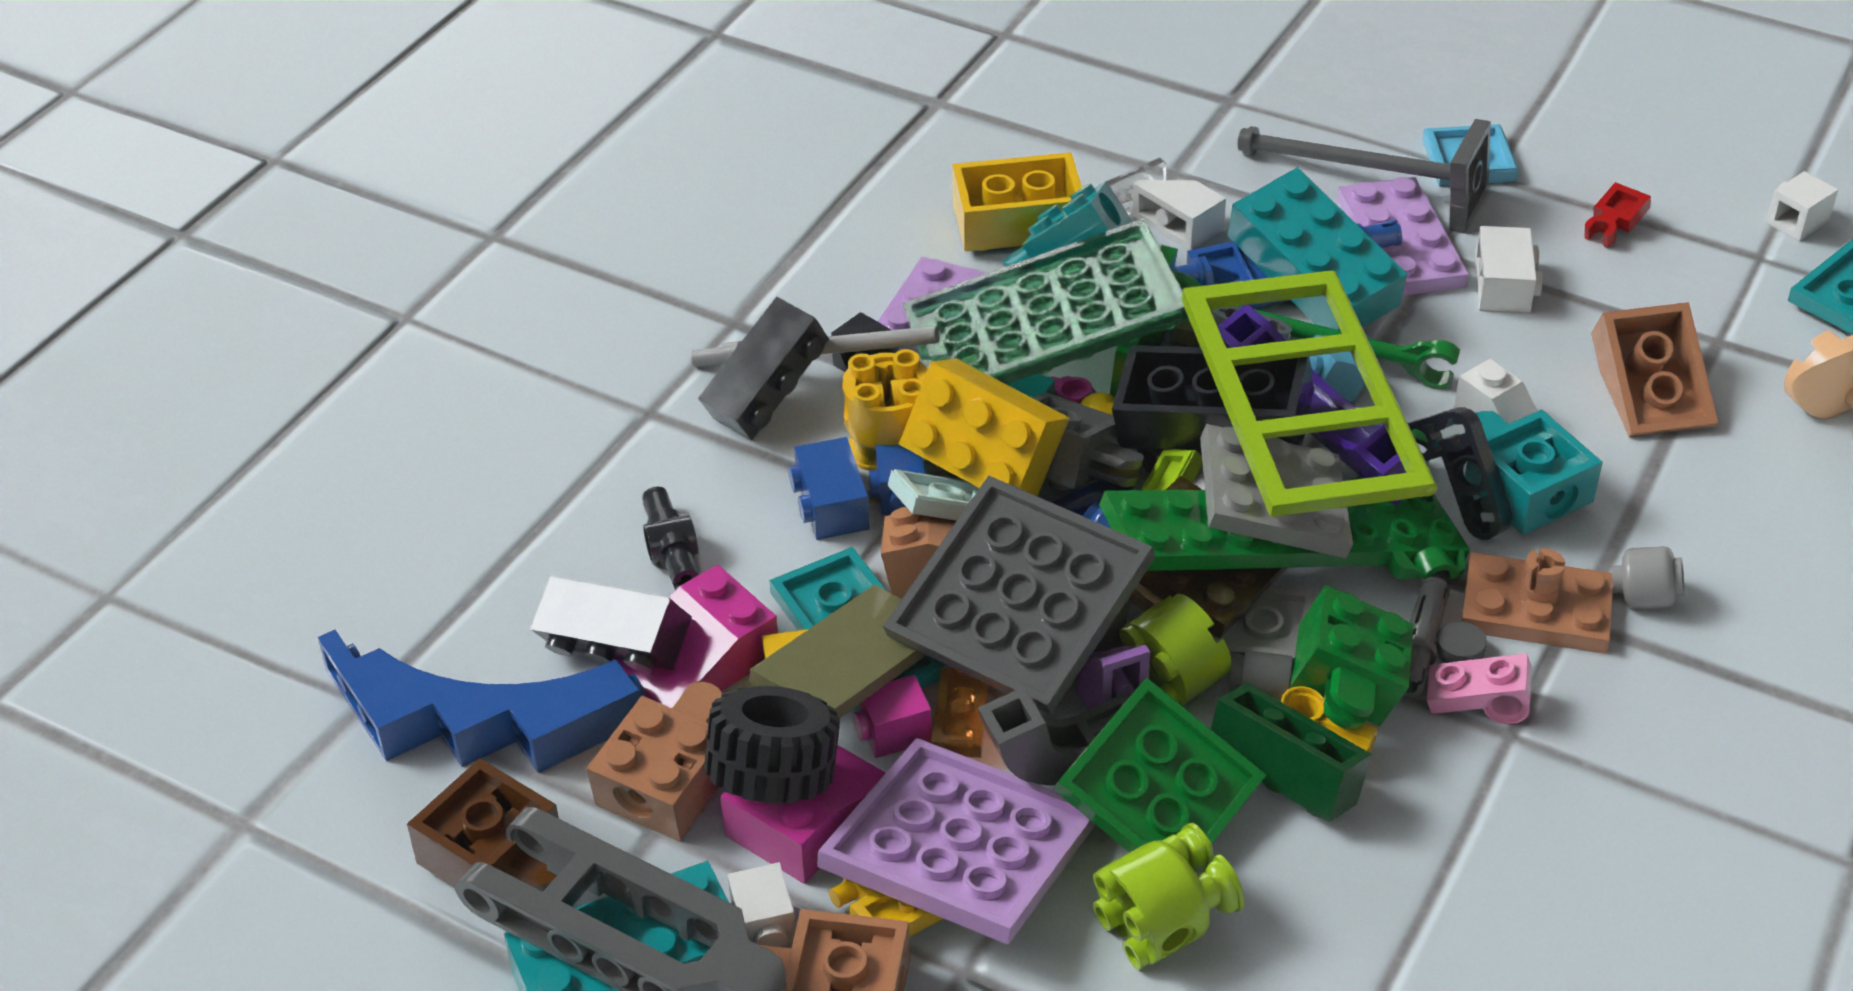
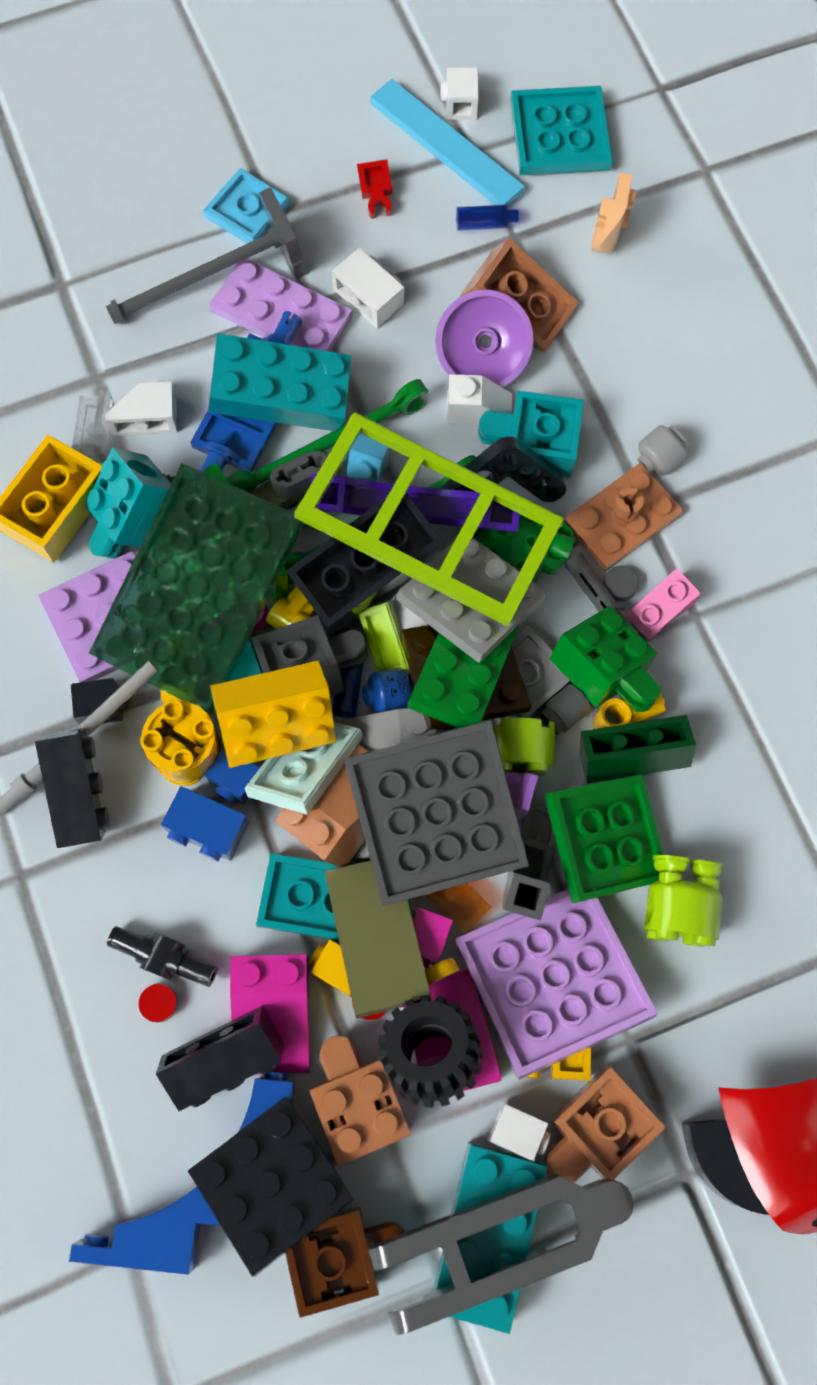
camera: 55 degrees left, 30 degrees up
(519, 722) = (270, 1186): none -> black plate
(623, 569) = (158, 1003): none -> red tile
(867, 740) = (441, 971): none -> yellow tile
(1568, 349) = (480, 315): none -> medium lavender dish
(1703, 301) = (485, 217): none -> clear blue cylinder
(1738, 237) = (447, 144): none -> medium azure tile

